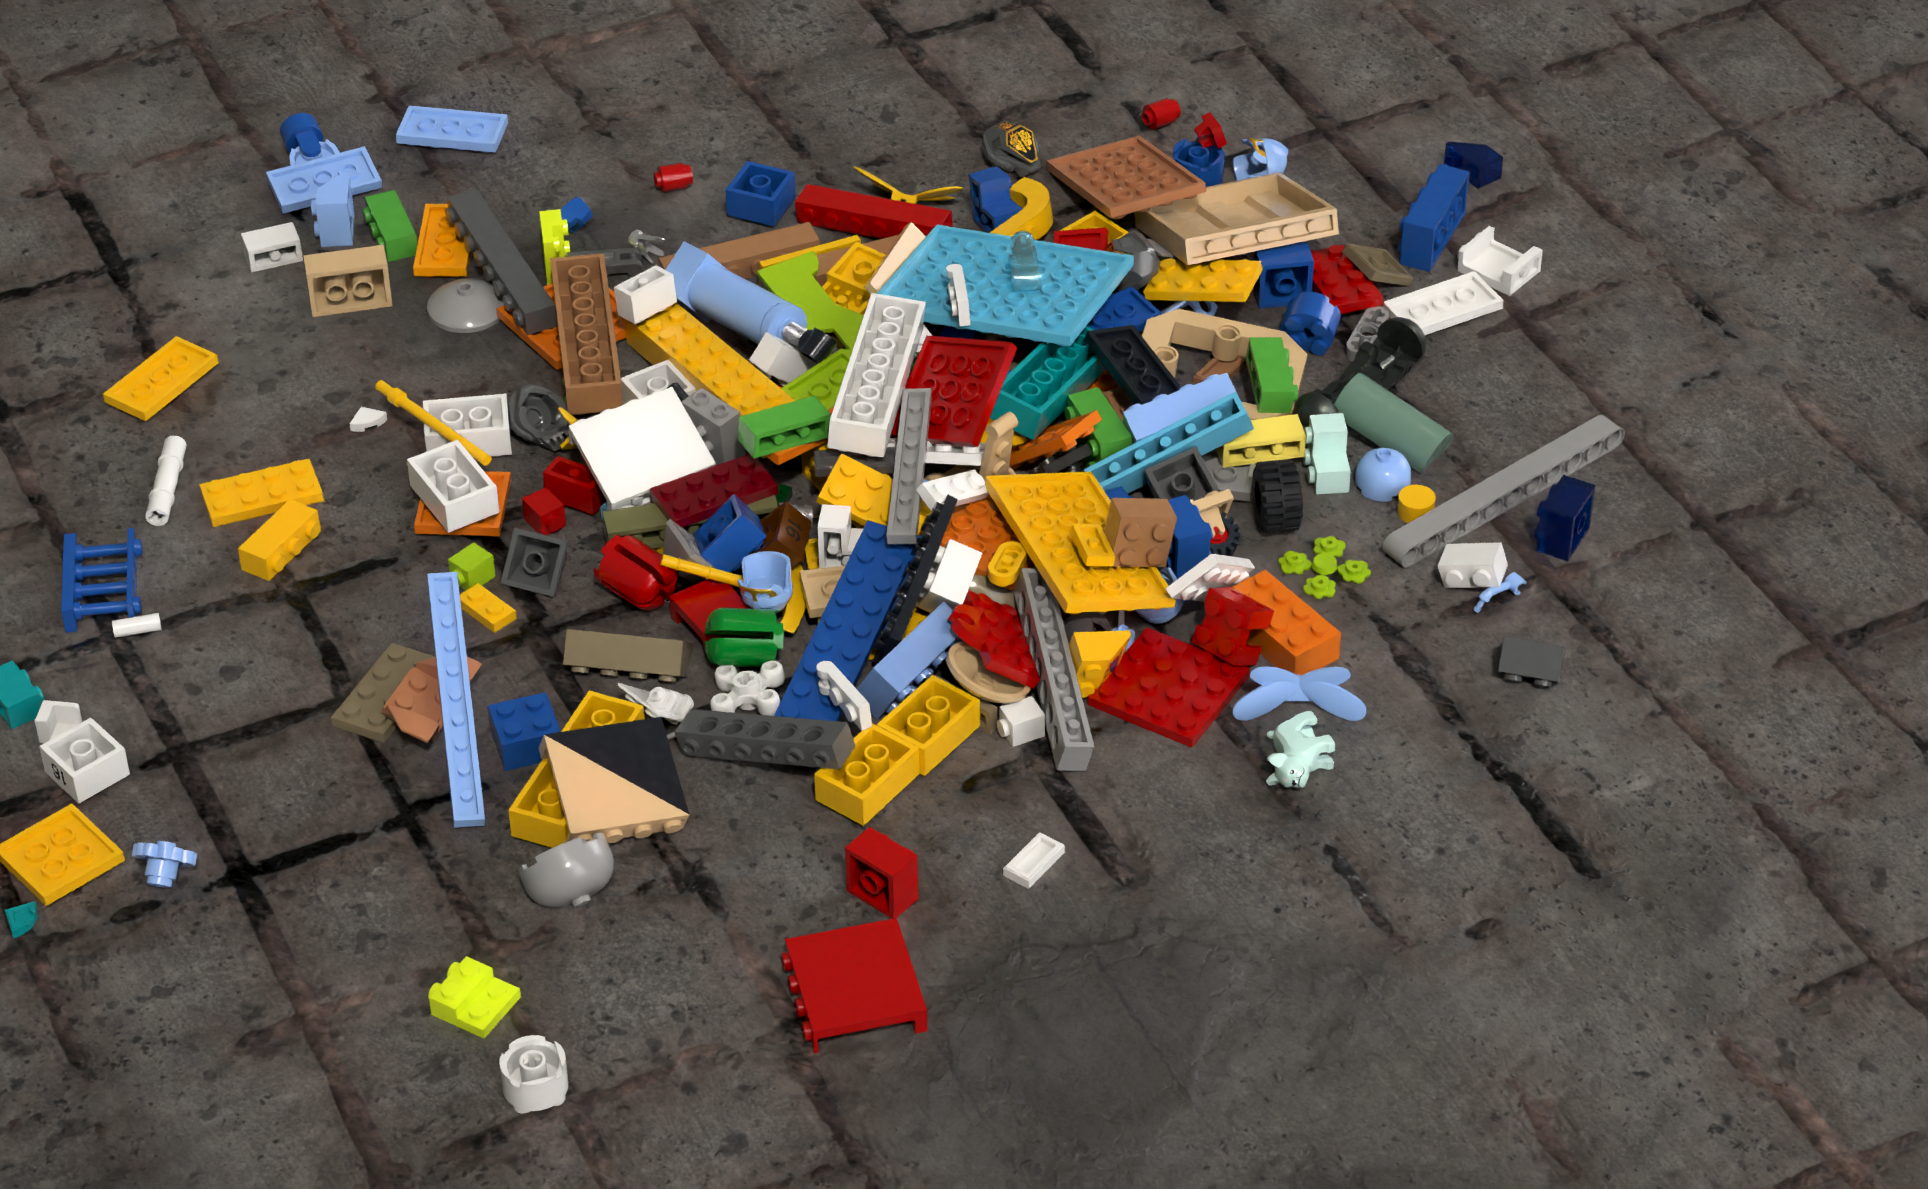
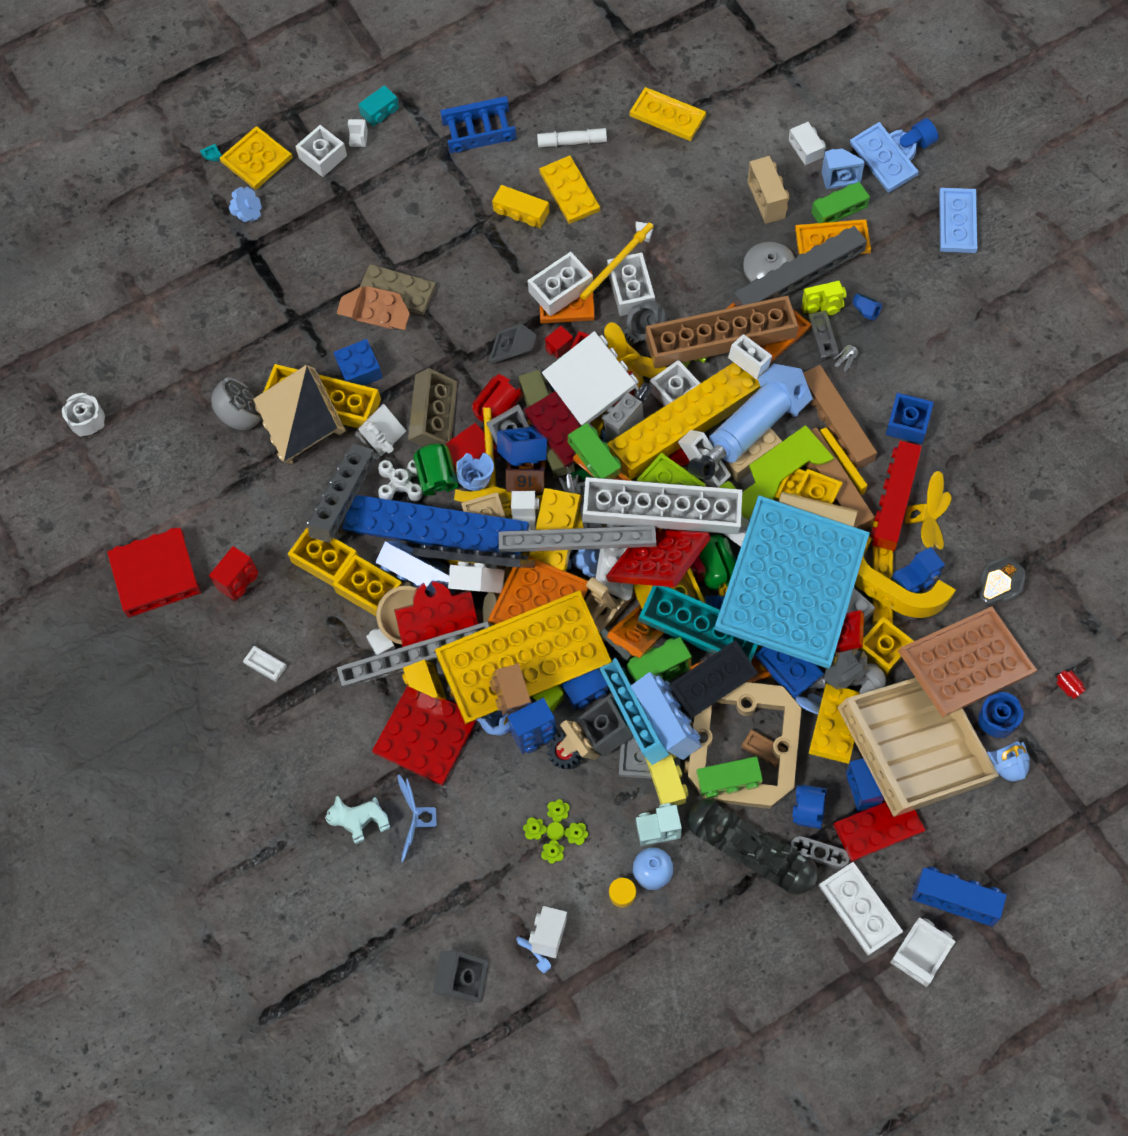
camera: 90 degrees right, 25 degrees up
(136, 625) = (444, 152): white axle -> none
(455, 700) = (369, 319): light blue plate -> none
(472, 566) = (503, 311): lime brick -> none
(472, 997) = (149, 376): neon yellow plate -> none
(487, 608) = (474, 327): yellow plate -> none
(673, 177) = (925, 362): red brick -> none
(844, 694) = (371, 530): white plate -> none
(958, 294) = (756, 549): white plate -> none
(964, 486) = (558, 570): white plate -> none
(1007, 563) = (496, 610): yellow plate -> none
(1023, 263) = (790, 588): clear light blue piece -> none
(1092, 545) = (500, 660): yellow plate -> none
(1210, 573) = (491, 745): white plate -> none
(1212, 132) = (1019, 716): red tile -> none
(1228, 625) = (460, 764): red piece -> none
(1277, 496) = (601, 789): black tyre -> none
(1297, 634) = (480, 800): orange brick -> none
(1378, 264) = (898, 856): dark tan tile -> none
(1392, 422) = (703, 871): sand green brick -> none
(1478, 159) = (1051, 931): clear blue slope -> none
(1502, 491) = (645, 959): light grey beam -> none
(1564, 517) = (602, 998): clear blue brick -> none

